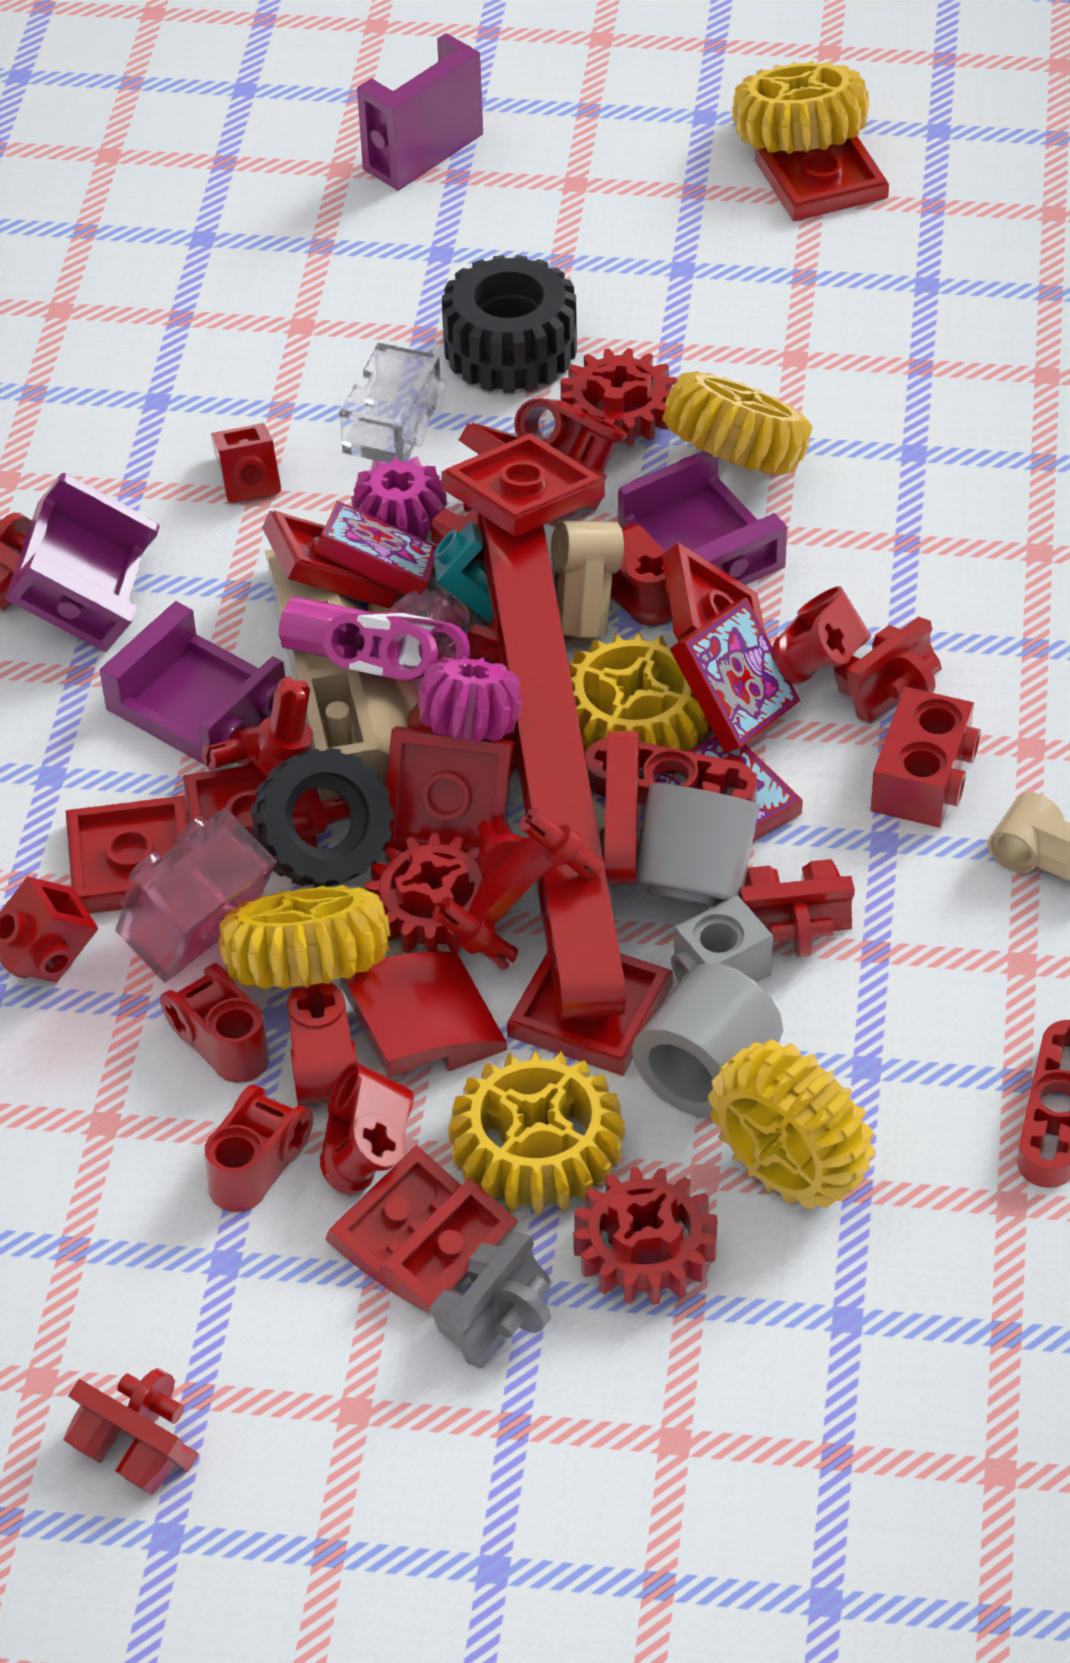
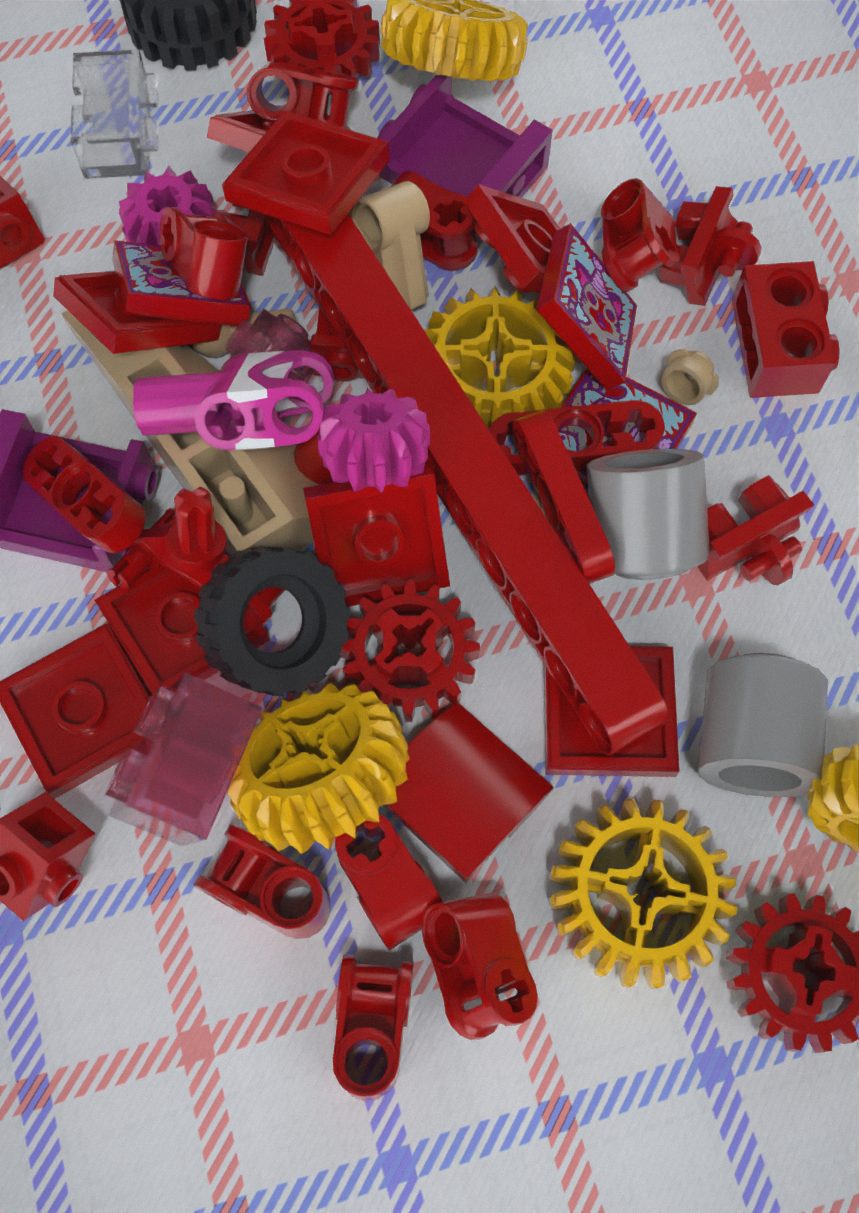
camera: 25 degrees left, 20 degrees up
(212, 682) = (100, 496): none -> red beam
(408, 528) = (204, 251): none -> red piece
(419, 1229) = (583, 1053): red slope -> none
(458, 574) = (273, 277): teal bracket -> none
(501, 1299) = (694, 1147): flat silver hips -> none
(508, 870) = (495, 620): red axle -> none
(724, 936) = (726, 591): light grey brick -> none
(812, 769) = (689, 376): none -> tan plate

